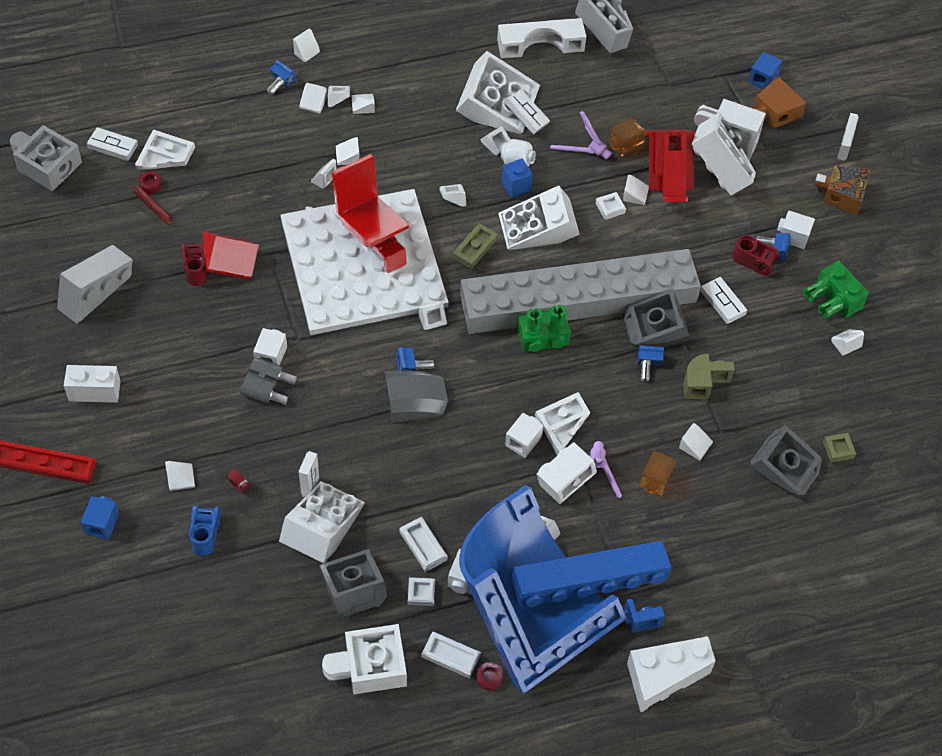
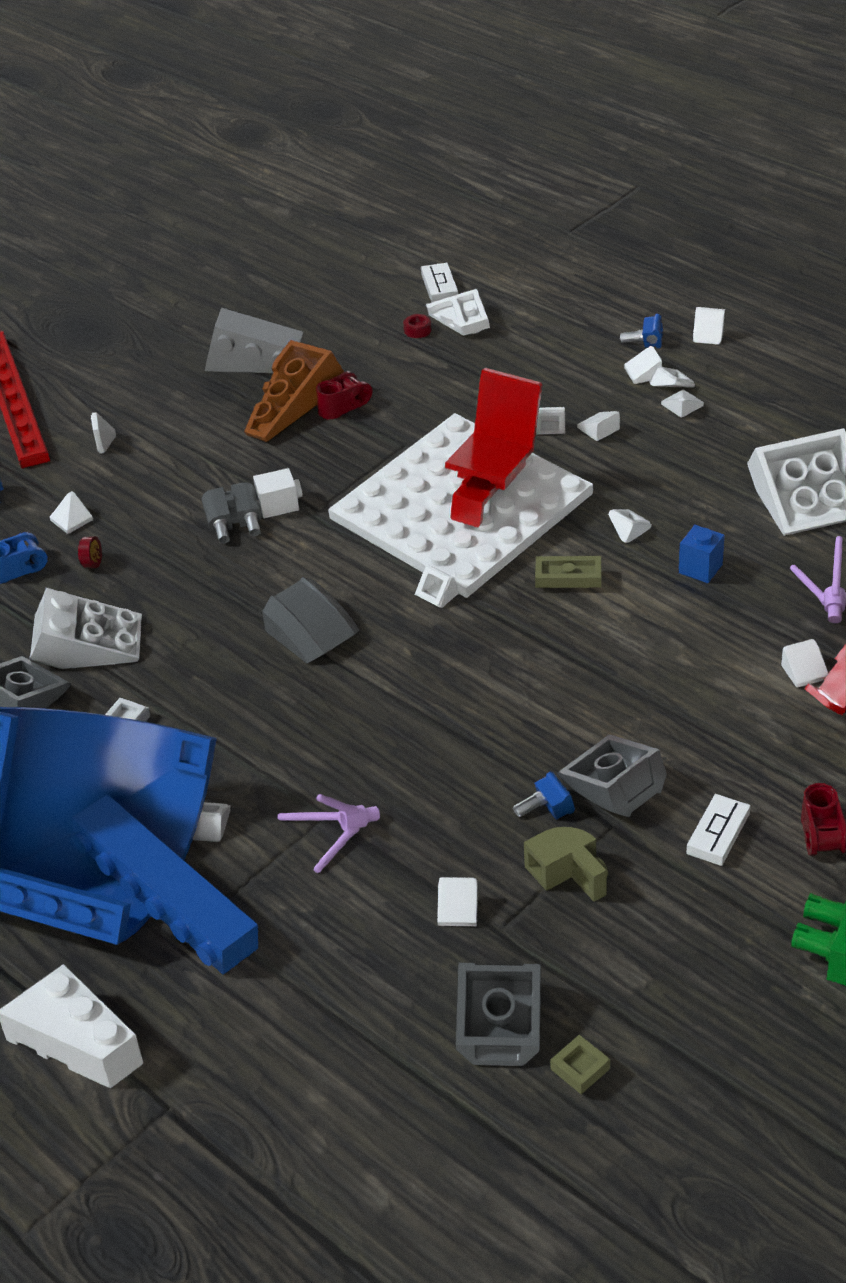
camera: 65 degrees right, 15 degrees down
(45, 156) = (371, 250): light grey brick -> none
(92, 383) = (130, 405): white brick -> none
(104, 417) = (103, 432): none -> white slope
(156, 204) = (389, 342): red piece -> none
(164, 283) = (291, 388): none -> dark orange wedge
(229, 255) = (366, 405): slope -> none
(308, 473) = (125, 584): white tile -> none
(406, 360) = (353, 597): blue piece -> none
(495, 140) = (747, 518): white slope -> none
(516, 150) = (740, 537): white head -> none
(524, 435) = (328, 735): white brick -> none
(527, 111) = (812, 515): white tile -> none
(539, 221) = (663, 604): white slope -> none
(543, 329) = (497, 677): green brick -> none
(563, 420) = (381, 761): white wing -> none
(566, 472) = (291, 792): white brick -> none
(582, 288) = (592, 684): light grey brick -> none
(610, 206) = (758, 656): white tile -> none
(643, 619) = (137, 966): blue bracket -> none
(657, 473) = (370, 883): clear orange brick -> none
(848, 341) = (782, 997): white slope -> none

